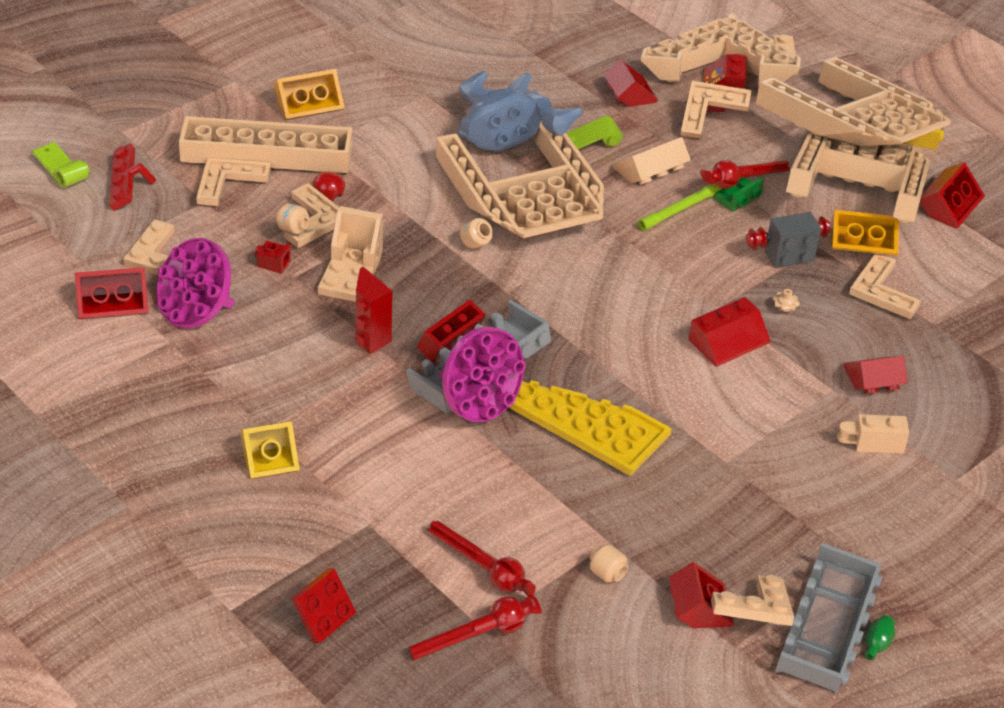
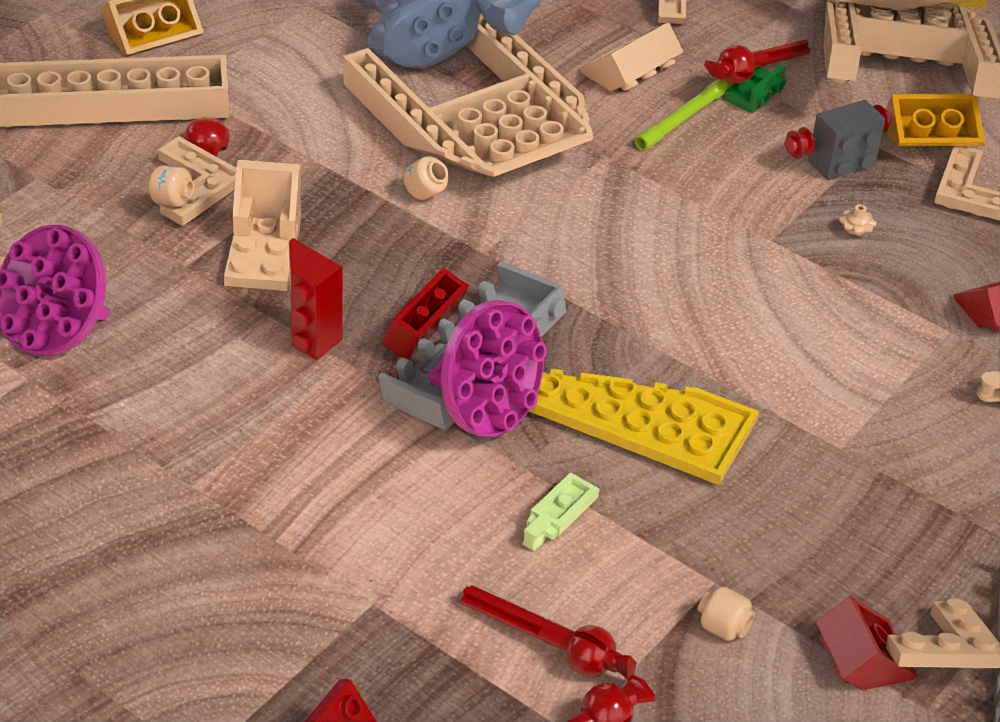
camera: 10 degrees left, 0 degrees up
(218, 170) = (49, 132): light nougat plate -> none
(270, 449) = (207, 513): yellow slope -> none
(273, 256) = (152, 241): red brick -> none
(511, 478) = (558, 510): none -> yellowish green hinge
(602, 128) = (552, 25): lime door -> none
(729, 331) = (796, 270): red slope -> none

